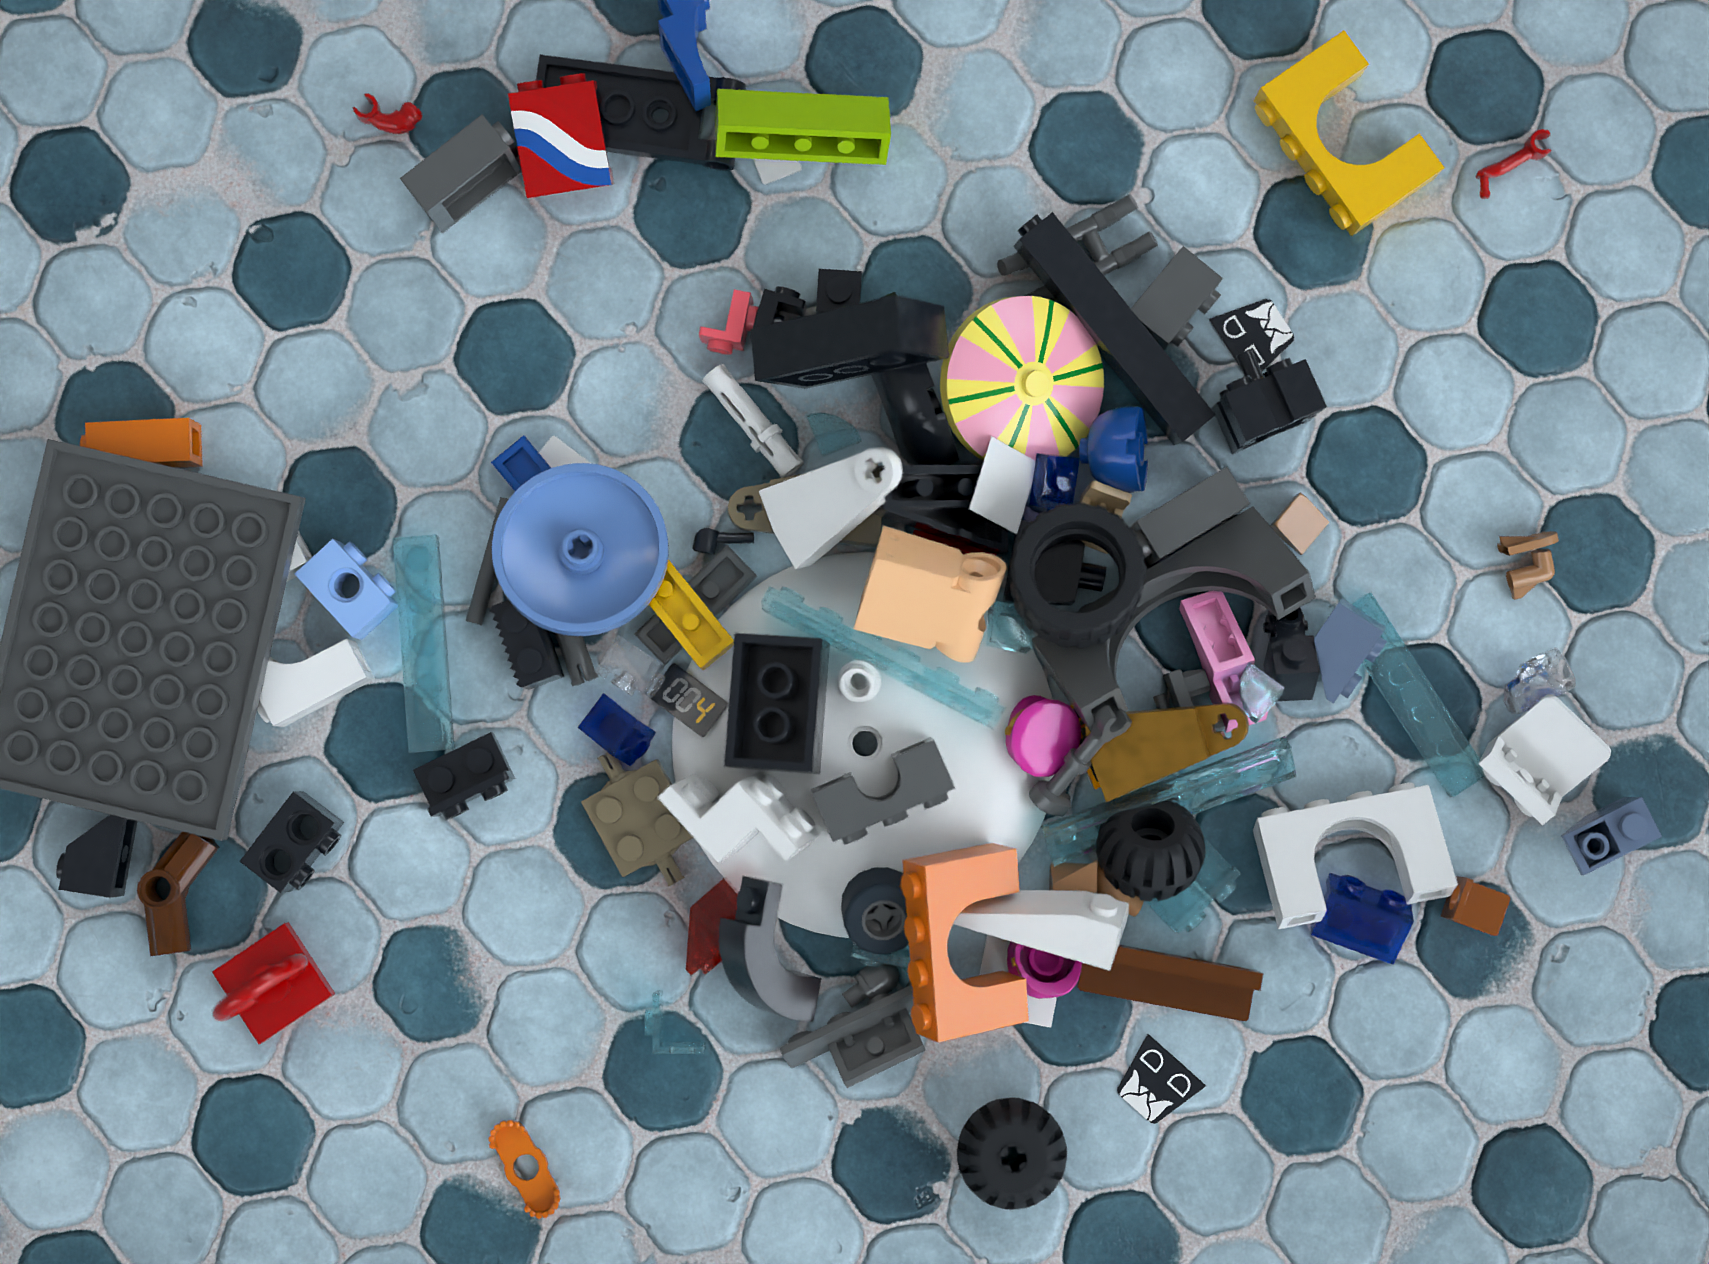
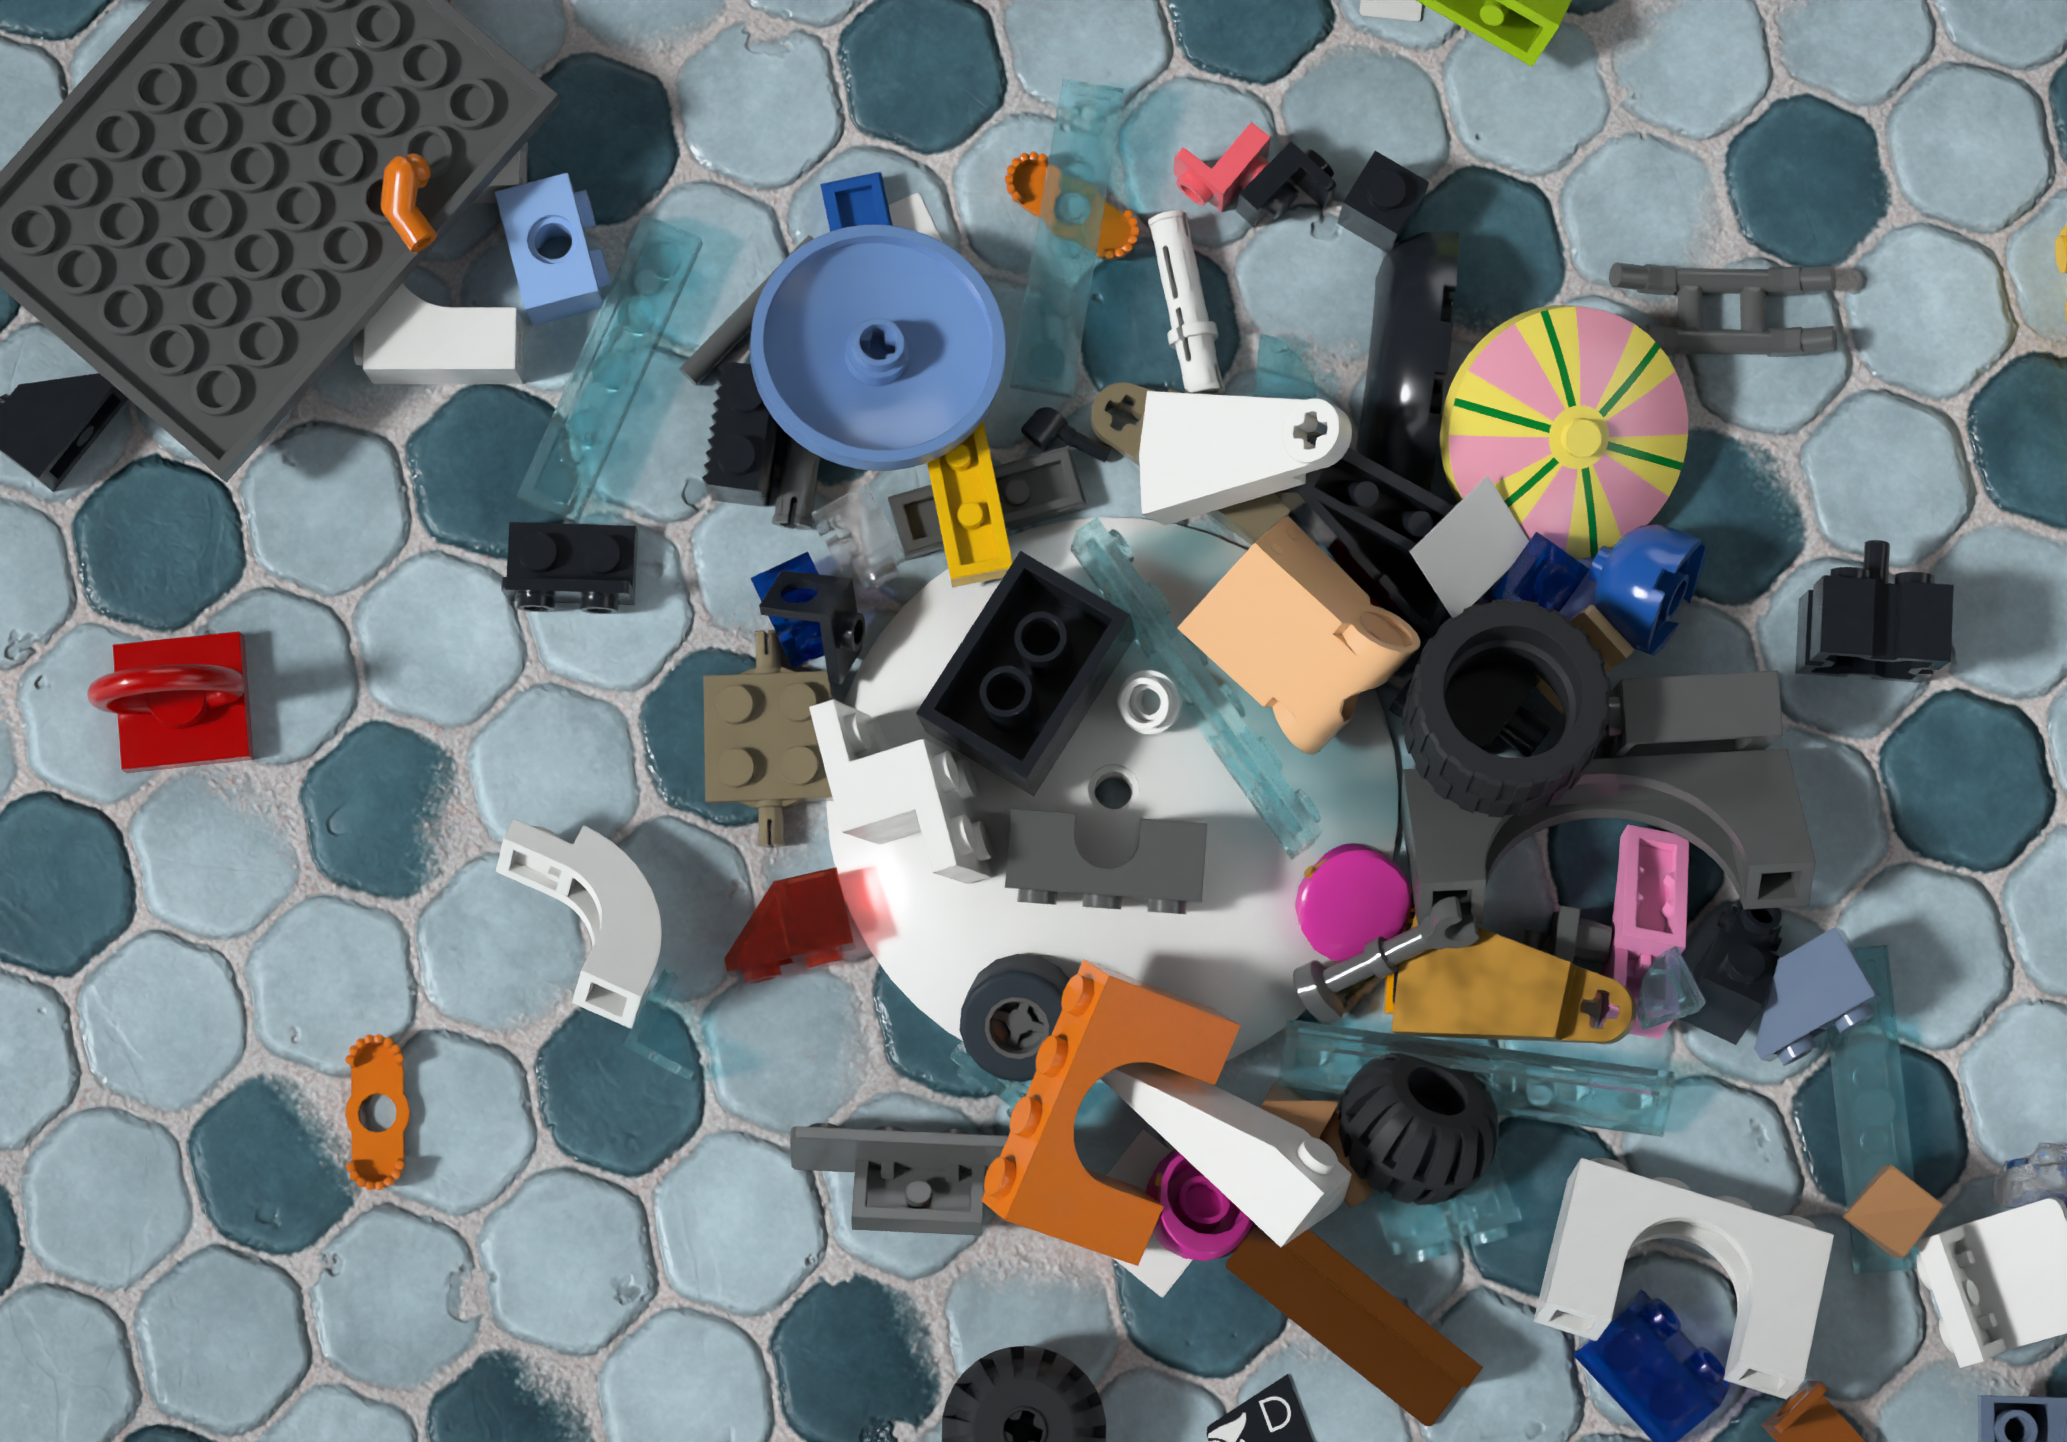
camera: 25 degrees right, 5 degrees down
(168, 918) = (96, 544): reddish brown piece -> none
(238, 613) = (399, 198): none -> orange arm
(285, 834) = (301, 516): black brick -> none
(600, 969) = (609, 898): none -> white arch
(624, 395) = (1026, 184): none -> orange piece
(638, 724) = (832, 607): none -> black bracket
(659, 417) = (1067, 238): none -> clear light blue plate
(689, 700) = (913, 619): black sticker -> none
(751, 957) = (818, 989): black arch -> none
(850, 342) = (1366, 260): black brick -> none
(872, 982) = (958, 1109): dark grey cylinder -> none
(1007, 629) = (1379, 743): clear light blue tile -> none
(1114, 328) = (1722, 424): black brick -> none
(1176, 296) = (1820, 431): dark grey brick -> none
(1254, 328) = (1913, 523): black sticker -> none
(1299, 523) = (1838, 807): slope -> none
(1456, 752) = (1893, 1211): none -> medium nougat slope

